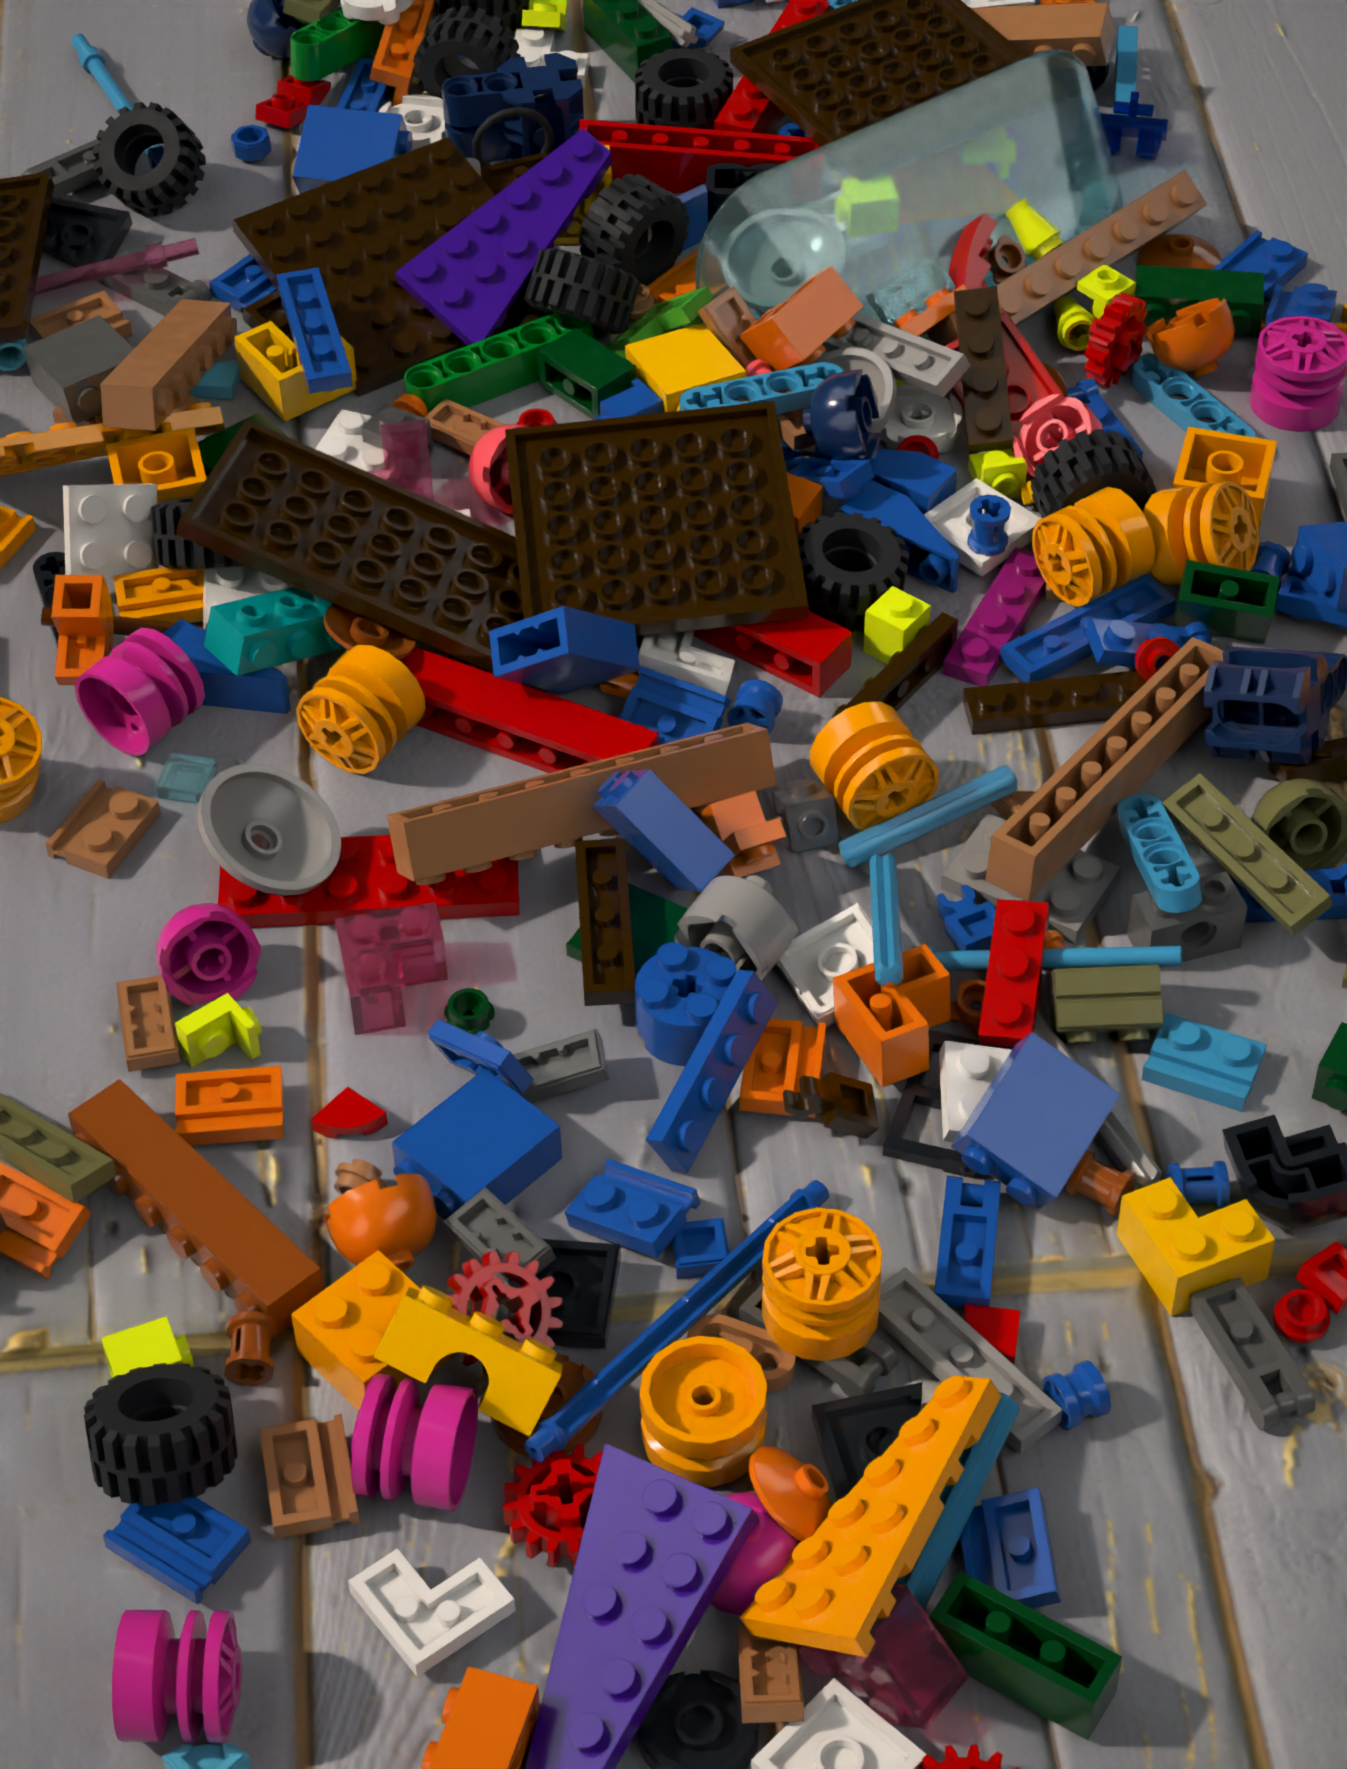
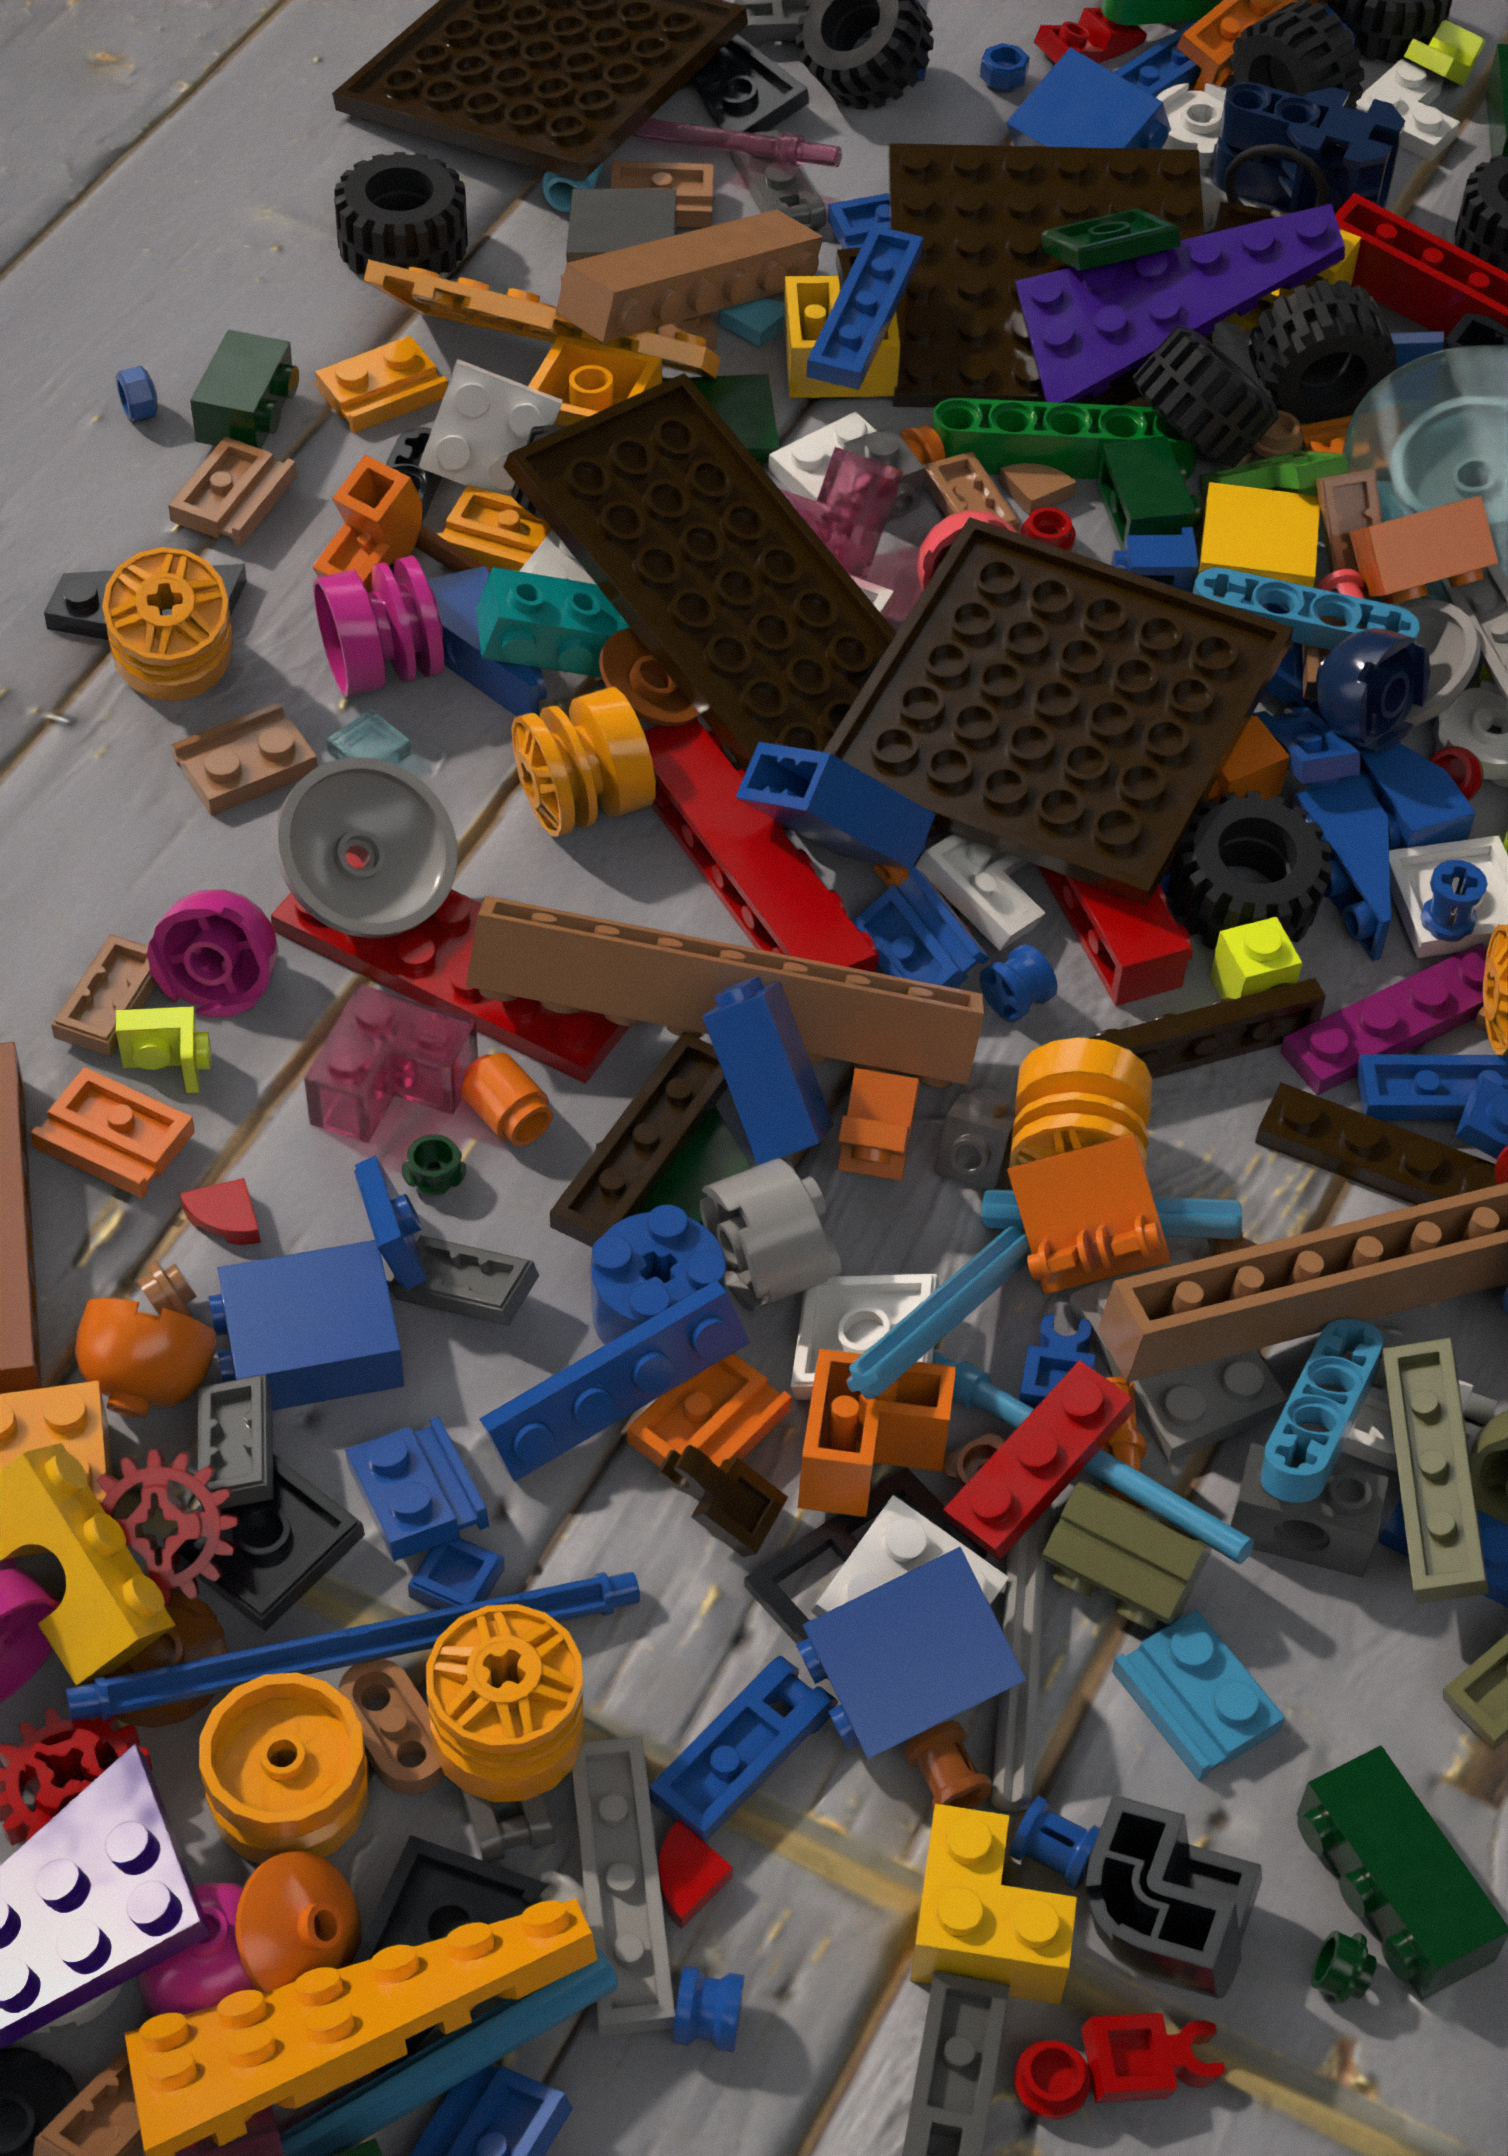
camera: 30 degrees right, 5 degrees up
(444, 215) = (1110, 239): none -> dark green tile
(484, 946) = (506, 1099): none -> orange brick
(501, 402) = (1036, 485): none -> medium nougat tile
(924, 817) = (1088, 1215): none -> orange hinge

